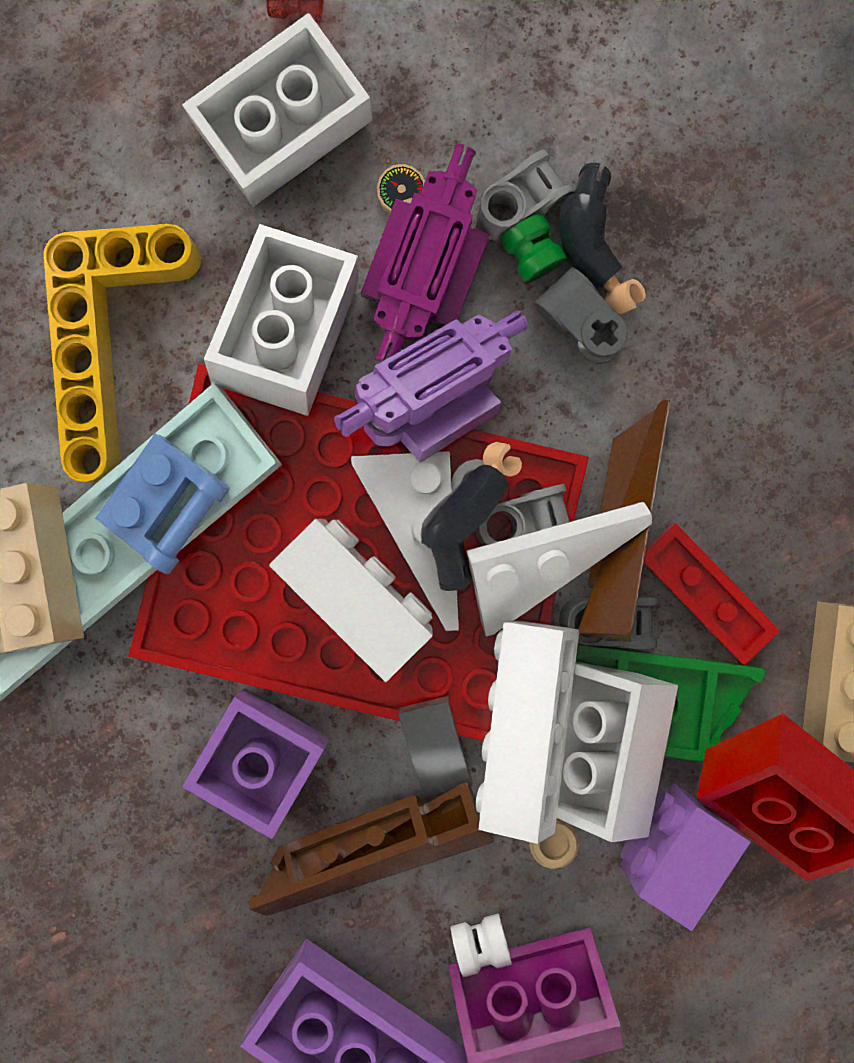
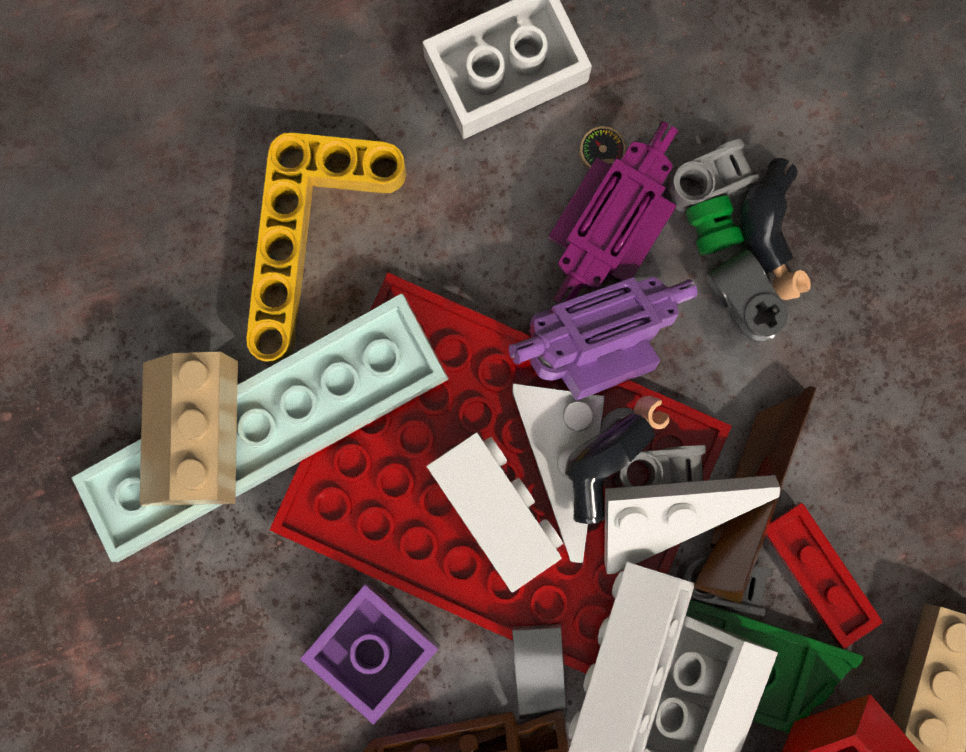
camera: 10 degrees right, 5 degrees down
(150, 494) = (324, 383): medium blue plate -> none
(282, 319) = (475, 248): white brick -> none

